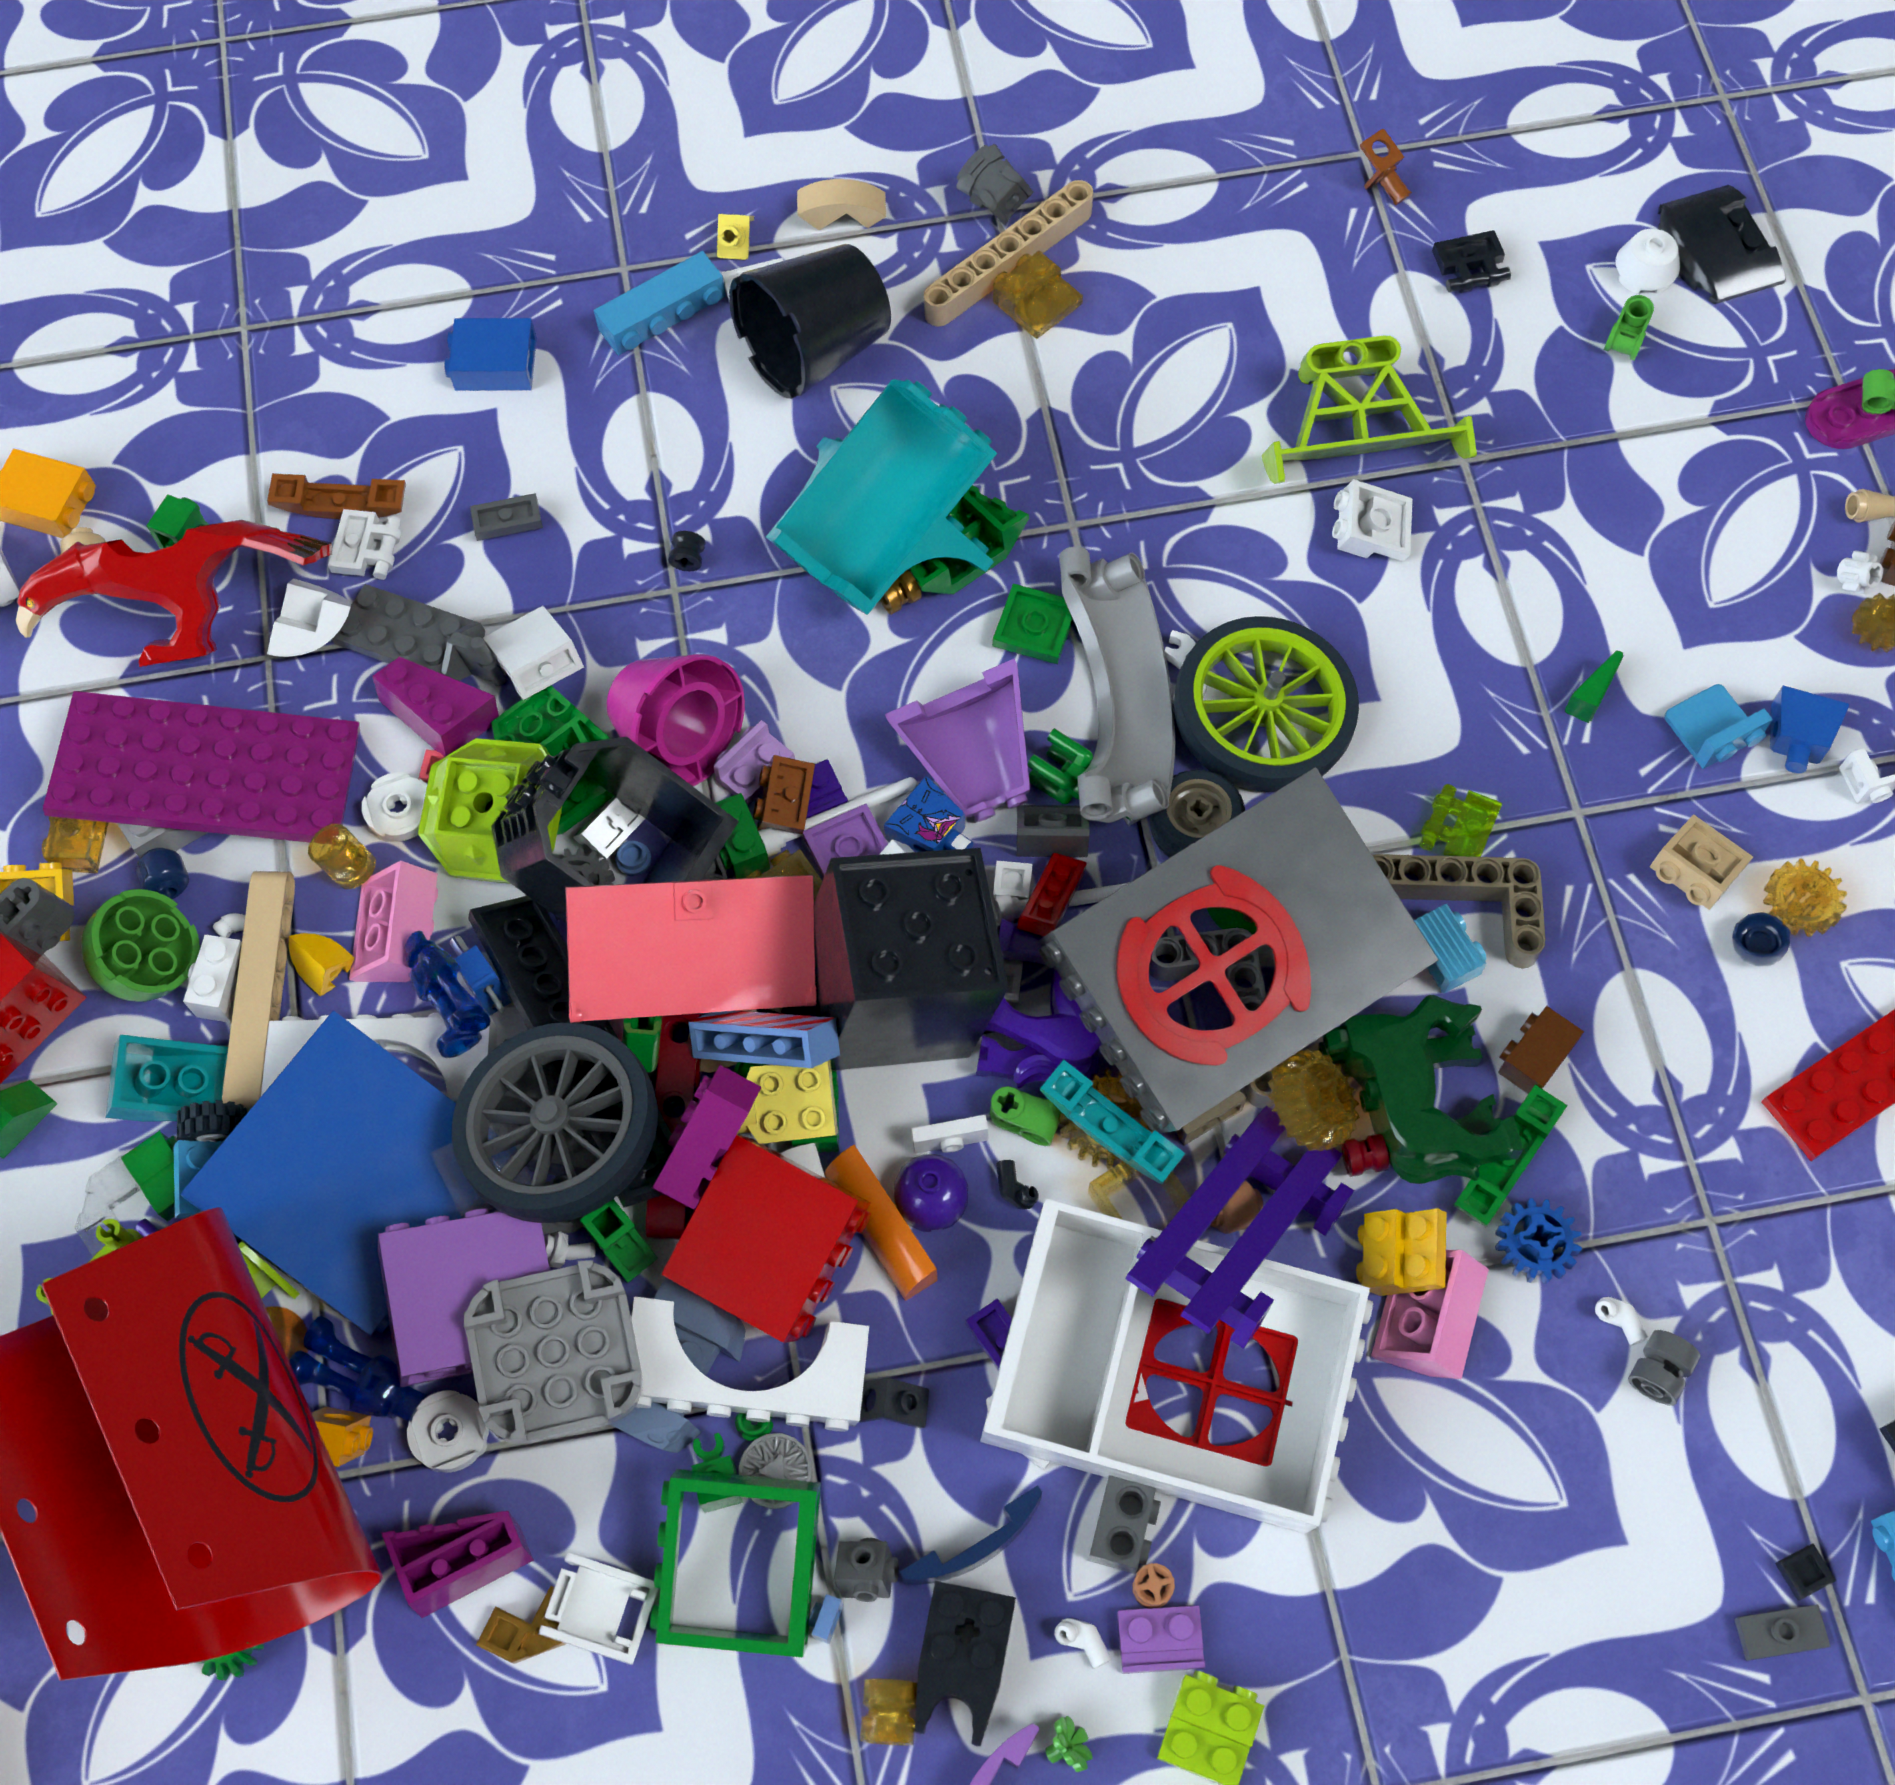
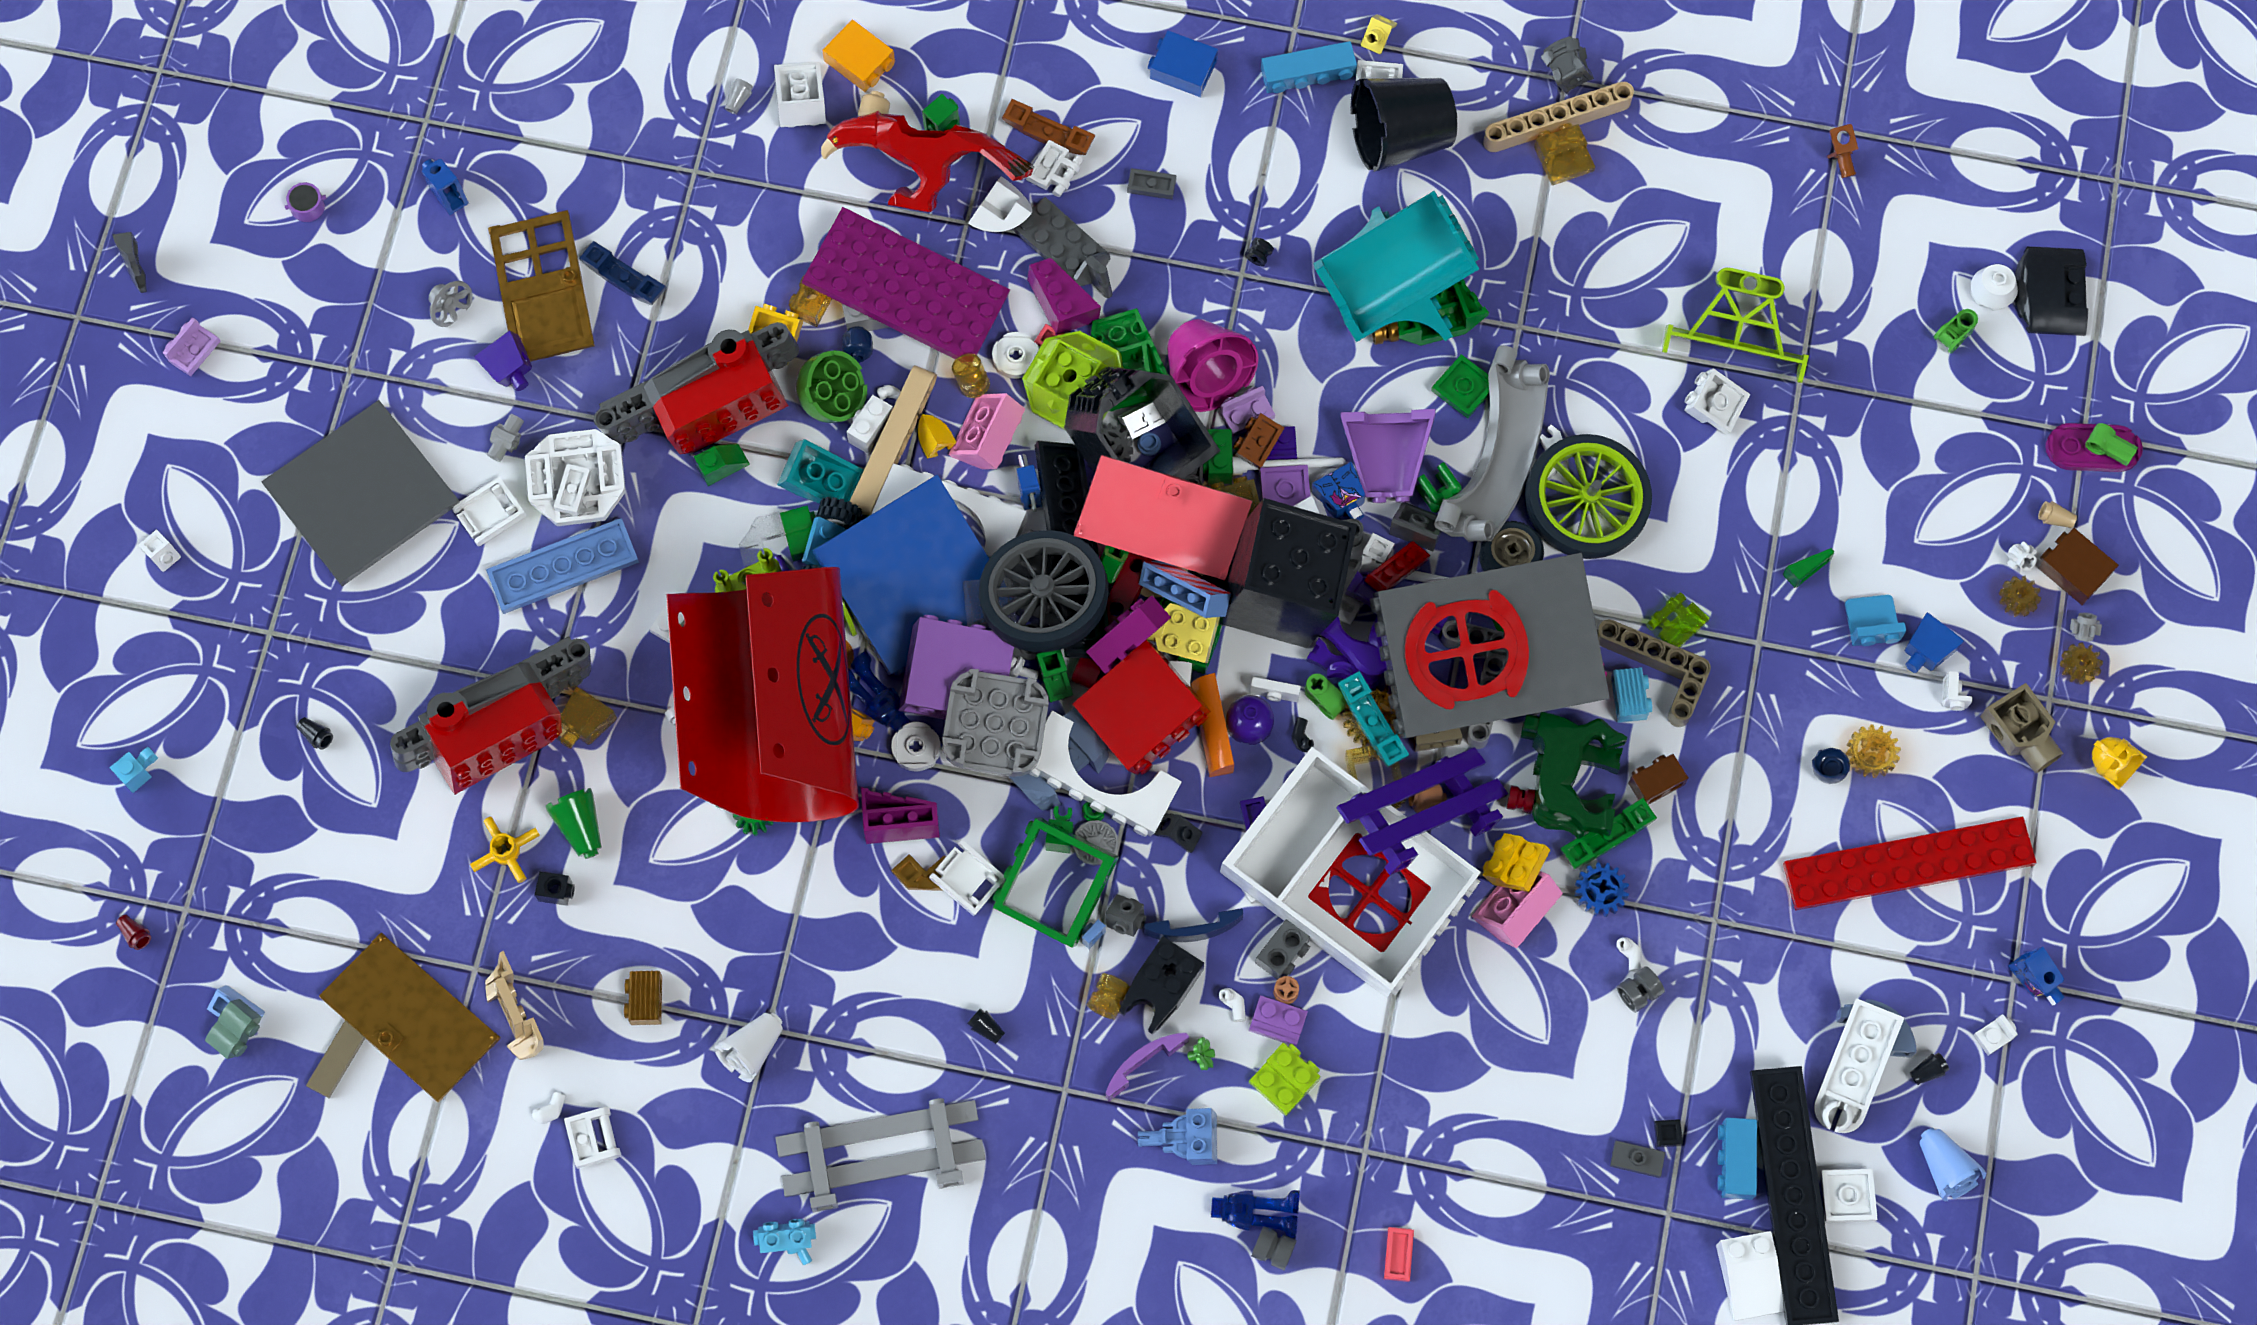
camera: 20 degrees right, 5 degrees up
(436, 982) = (1001, 477): clear blue piece -> none
(534, 652) = (1136, 286): white panel -> none
(832, 198) = (1451, 33): tan brick -> none
(1314, 1100) = (1502, 754): clear yellow gear -> none
(1469, 253) = (1874, 234): black plate -> none
(1700, 862) = (1817, 703): tan plate -> none

